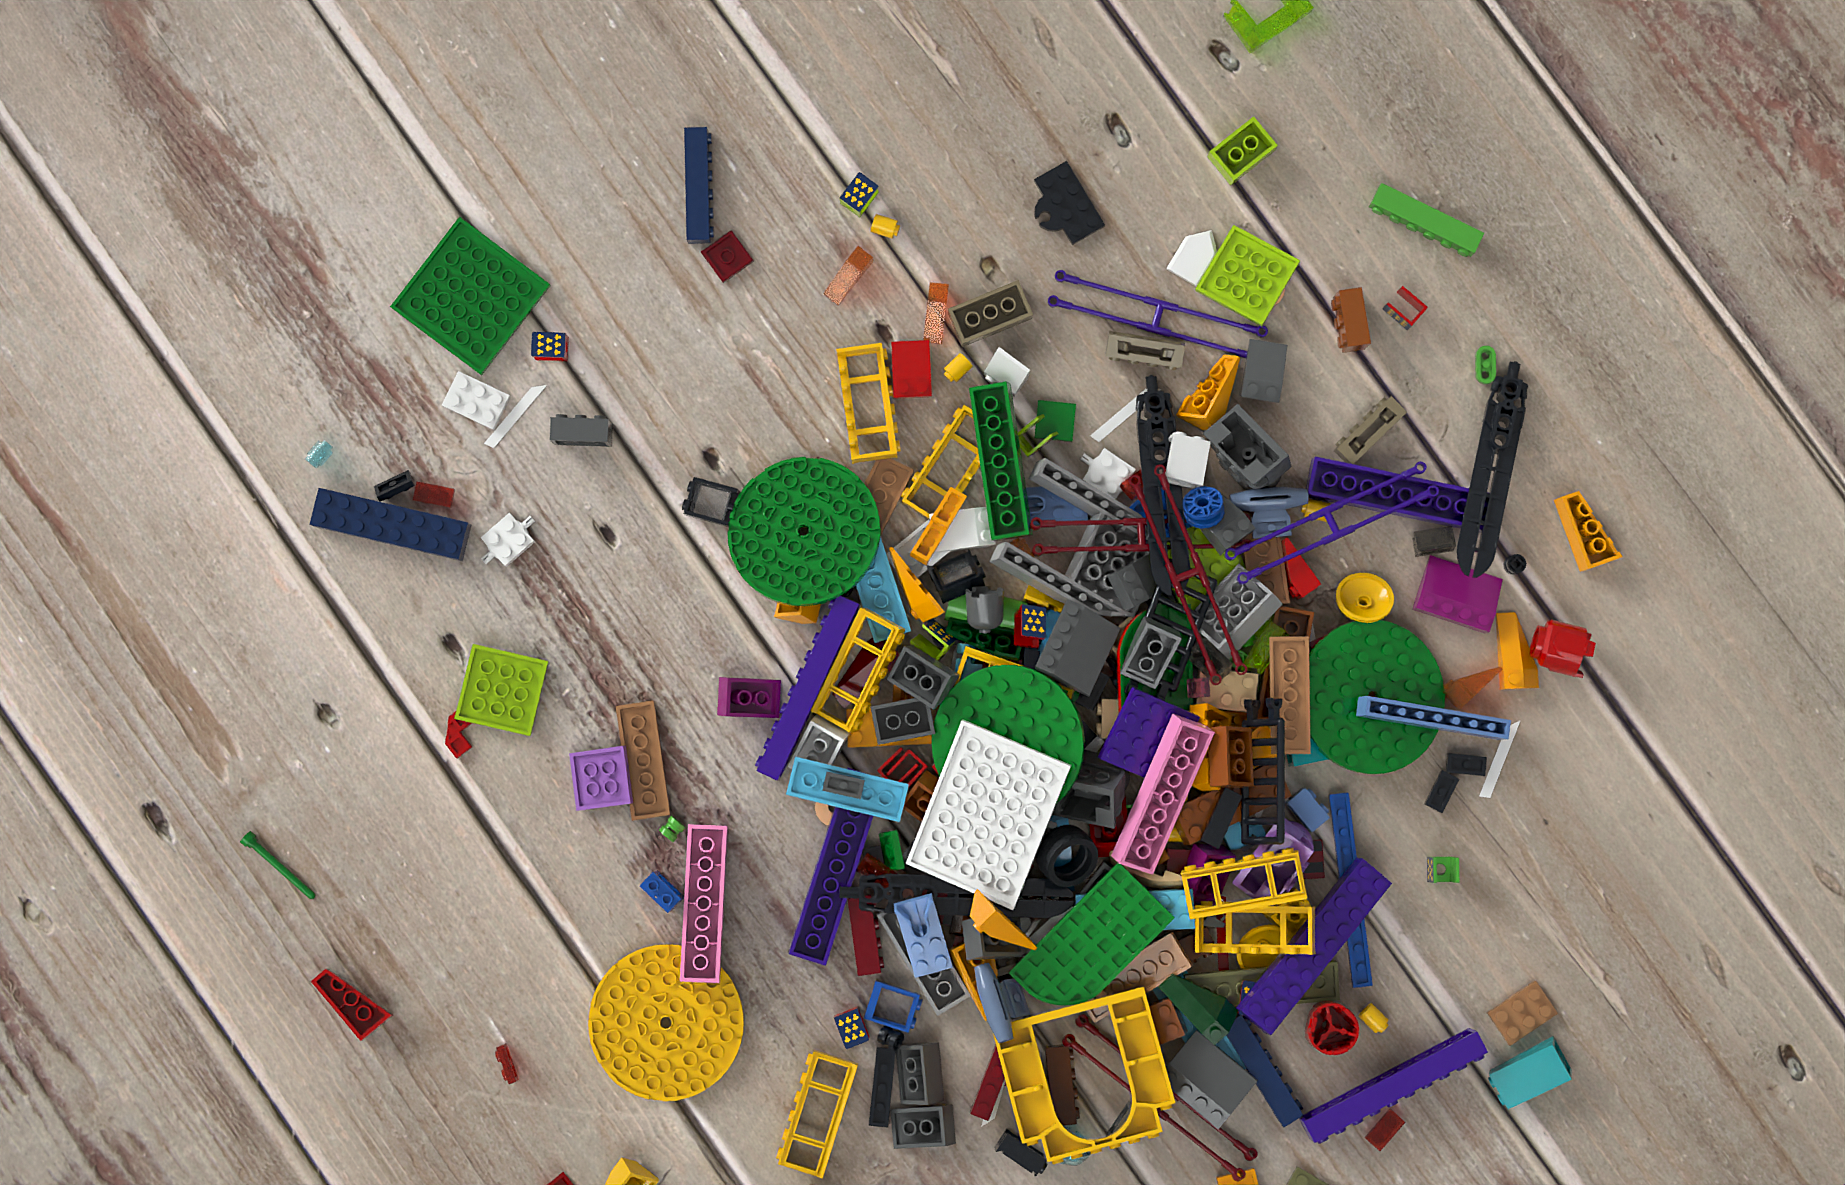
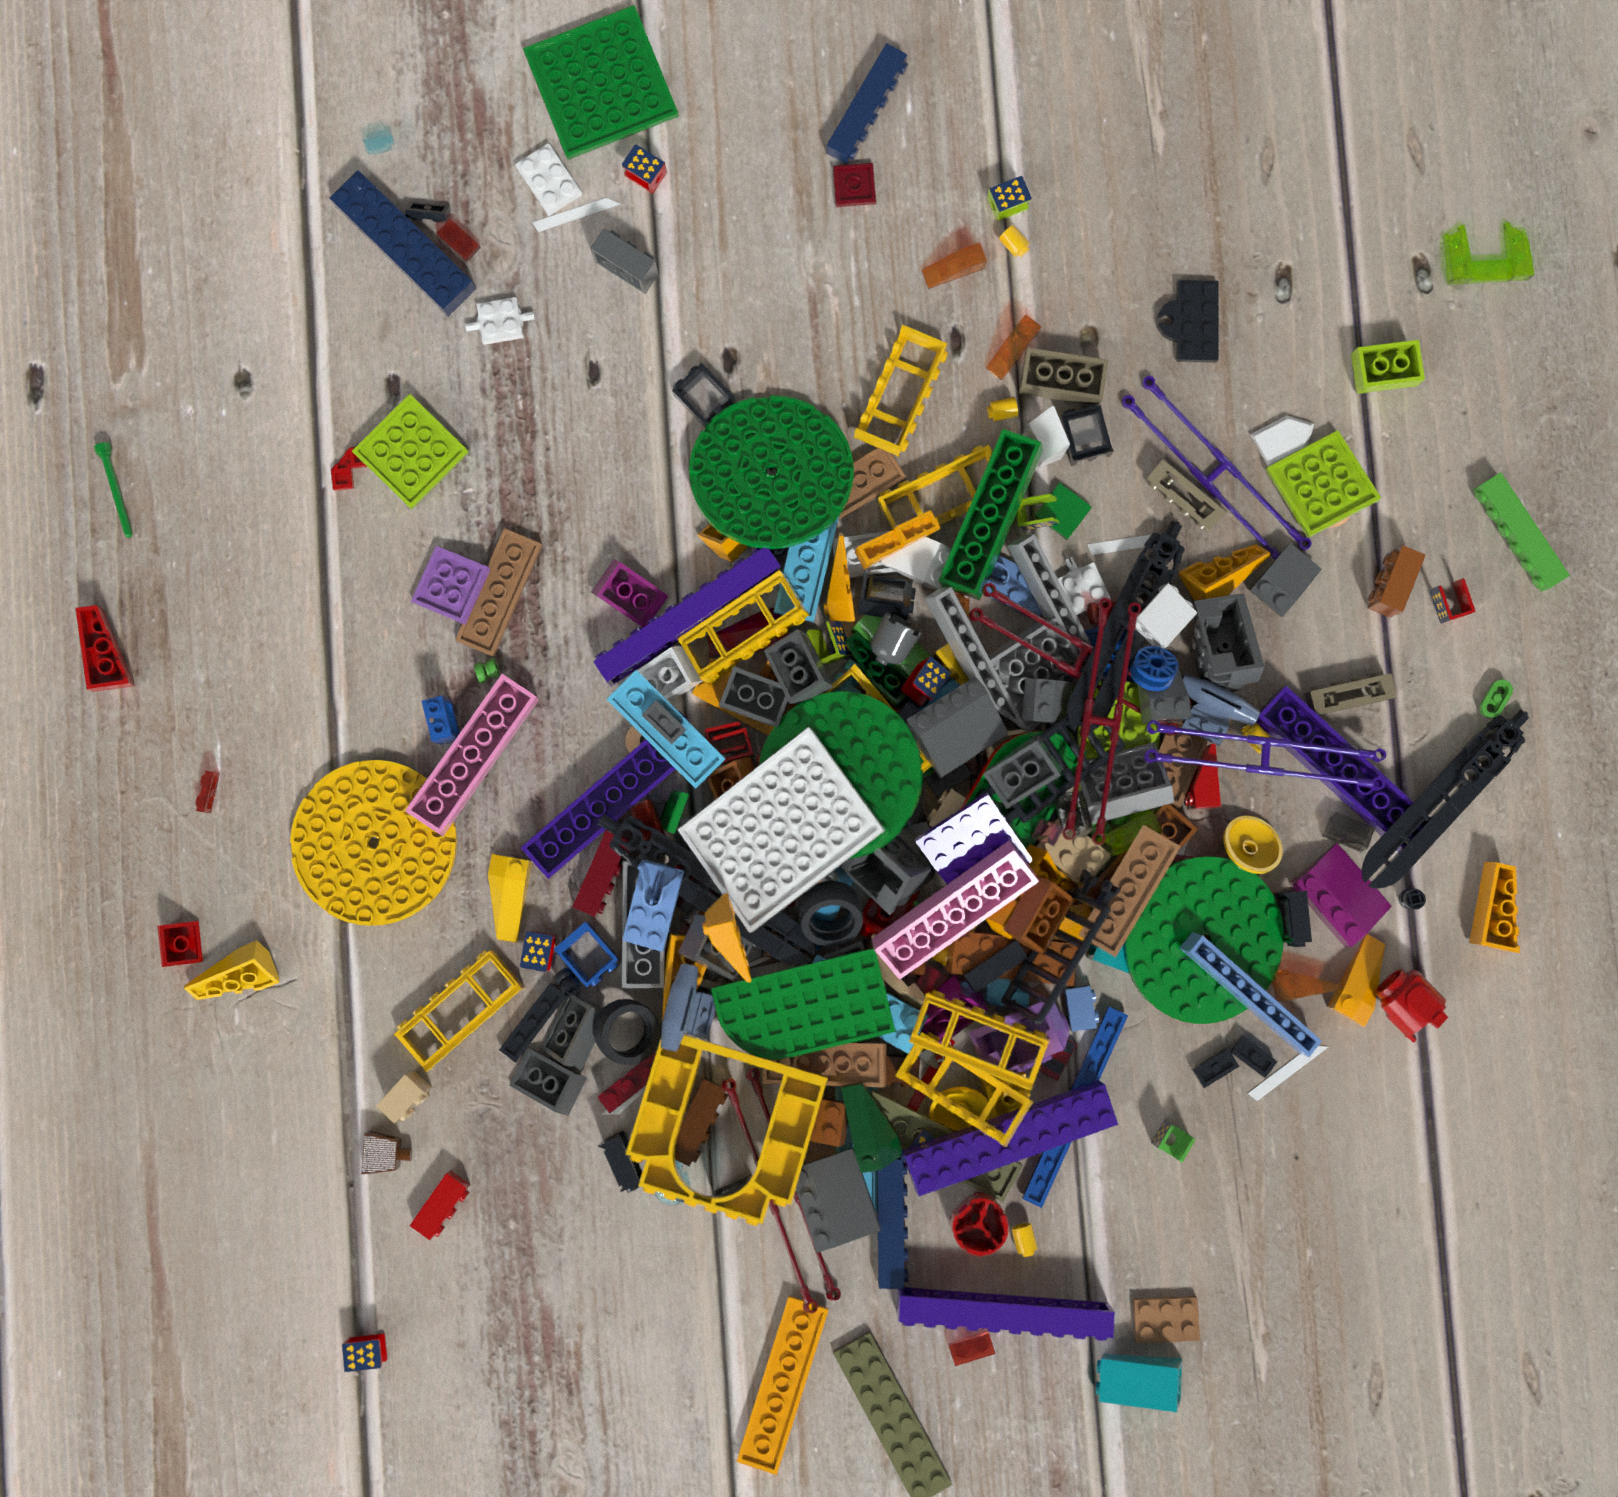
camera: 35 degrees right, 0 degrees up
(797, 994) = (508, 892): none -> yellow wedge
(911, 369) = (959, 386): red slope -> none
(983, 1044) = (648, 1041): none -> black tyre
(1035, 348) = (1086, 433): none -> window
(1432, 635) = (1295, 917): none -> black window

